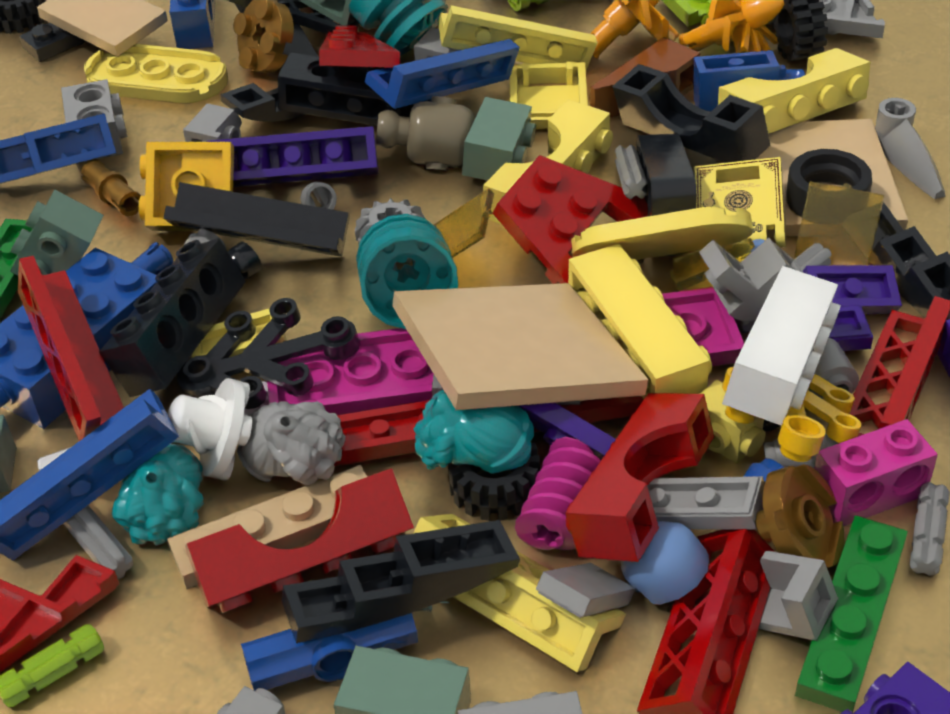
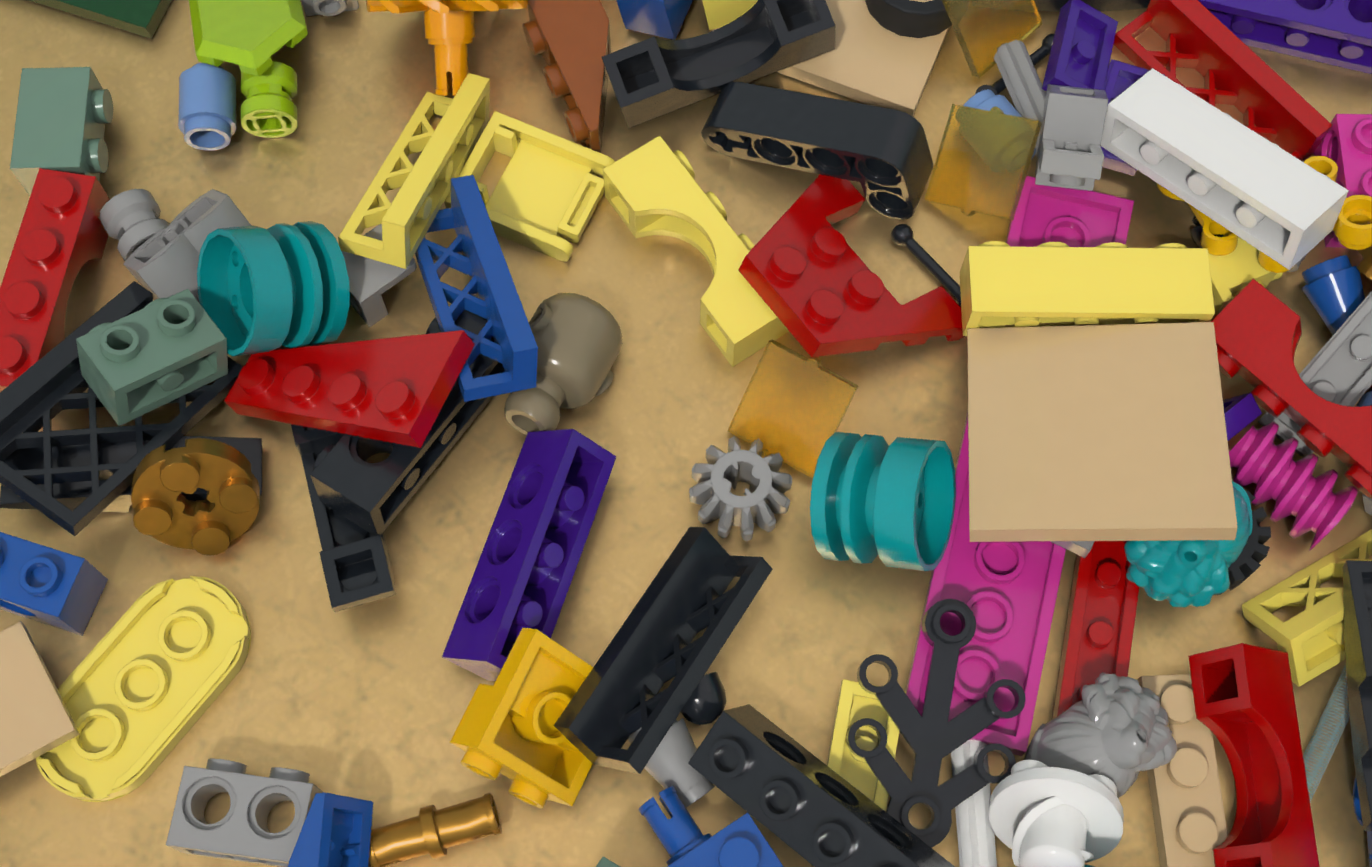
camera: 70 degrees left, 25 degrees up
(213, 124) = (394, 646): light grey brick -> none
(323, 192) = (610, 555): light grey hinge -> none
(497, 137) = (632, 282): sand green brick -> none
(630, 172) = (776, 167): light grey axle -> none
(667, 232) = (963, 196): light yellow tile -> none
(746, 185) = (905, 75): light yellow container -> none

